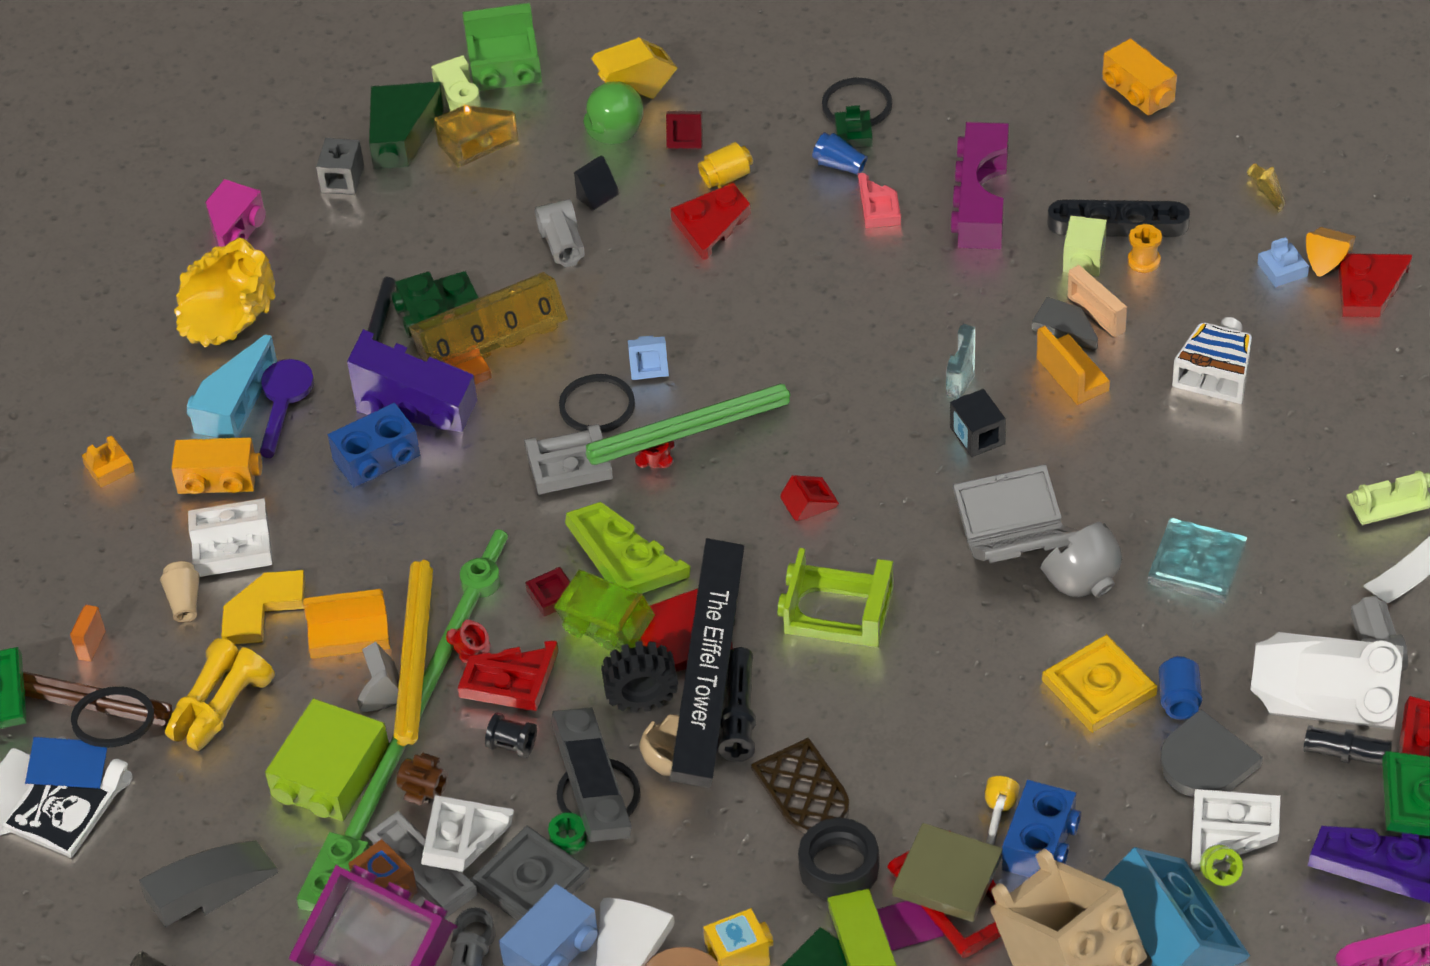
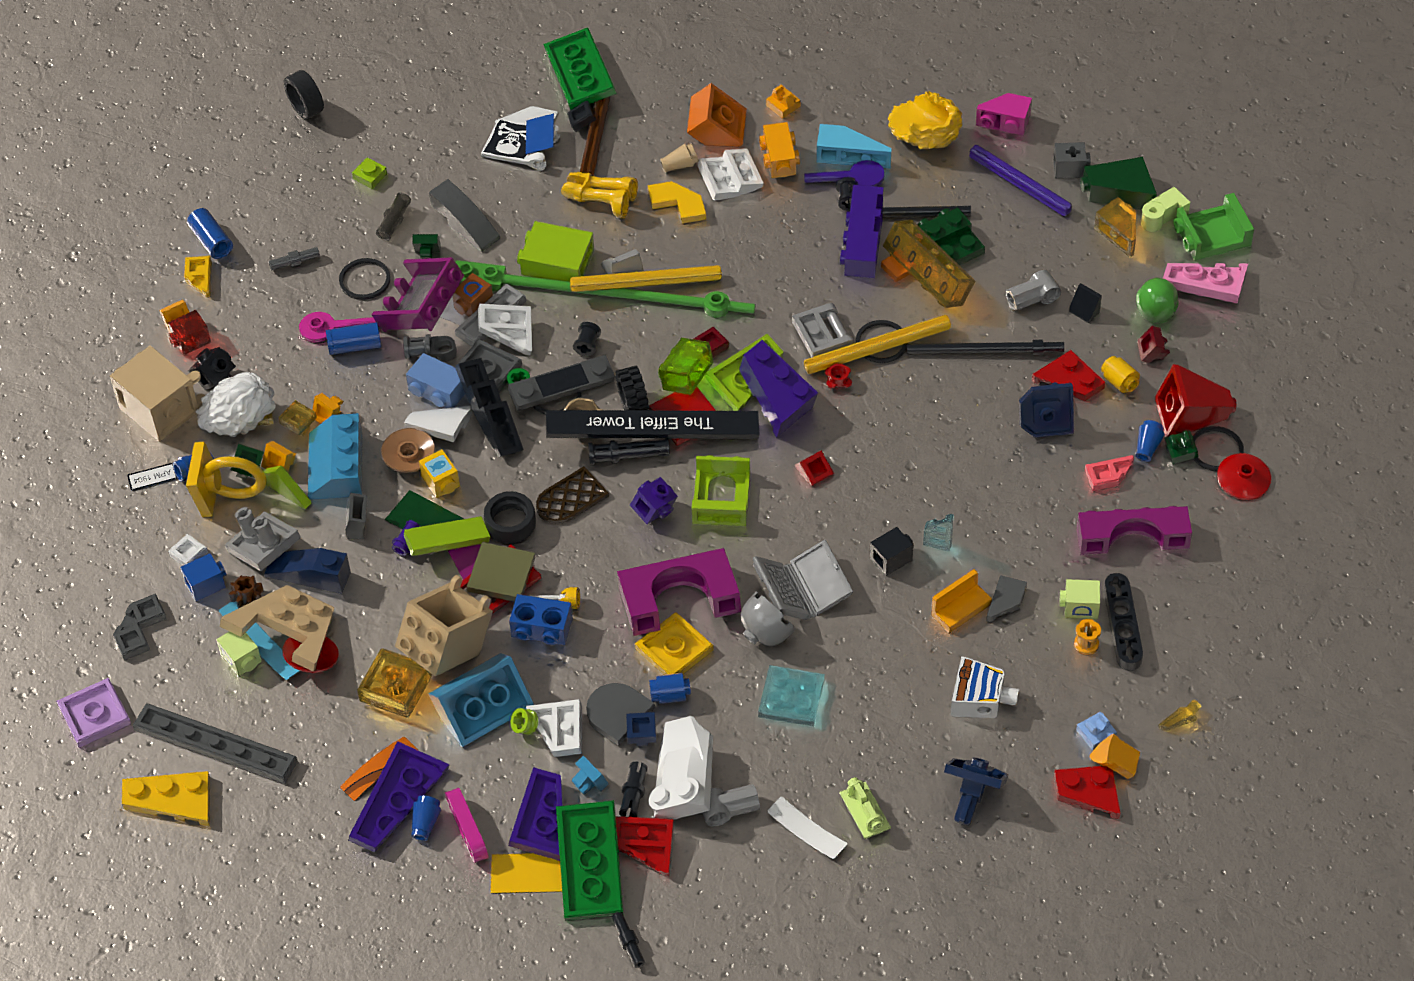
camera: 80 degrees right, 5 degrees up
(46, 707) = (581, 116): none -> black tile
(87, 633) = (639, 121): orange tile -> none
(108, 743) = (567, 161): black piece -> none
(116, 540) = (716, 118): none -> orange slope
(258, 936) = (426, 244): none -> dark green tile
(320, 402) = (845, 192): none -> black bush
(346, 623) = (663, 244): light orange panel -> none
(352, 224) = (1020, 180): none -> dark purple axle
(374, 445) = (814, 227): blue brick -> none
(421, 778) = (545, 300): reddish brown gear -> none
(475, 634) = (659, 298): red plate -> none
(509, 676) = (634, 331): red wing -> none
(579, 72) = (1212, 282): none -> bright pink wing
(608, 397) = (877, 344): none -> yellow axle
(636, 64) = (1199, 299): yellow slope -> none
(637, 864) = (488, 407): none -> black slope
(648, 357) = (920, 357): light blue tile -> none
(654, 245) = (1036, 347): none -> black bar
(674, 506) = (777, 387): none -> dark purple wedge
(687, 424) = (856, 386): bright green axle -> none
(773, 231) = (1047, 410): none -> dark blue piece
(794, 106) = (1191, 402): none -> red slope
(848, 671) = (654, 500): none -> dark purple brick
(907, 83) = (1240, 484): none -> red dish
(1006, 703) = (705, 571): none -> magenta arch
(1097, 301) = (1025, 611): light nougat tile -> none
(1139, 77) = (1273, 616): light orange brick -> none
(1251, 720) = (641, 728): none -> dark blue tile
(1324, 793) = (588, 777): none -> dark azure tile
(1365, 374) = (975, 776): none -> dark blue piece

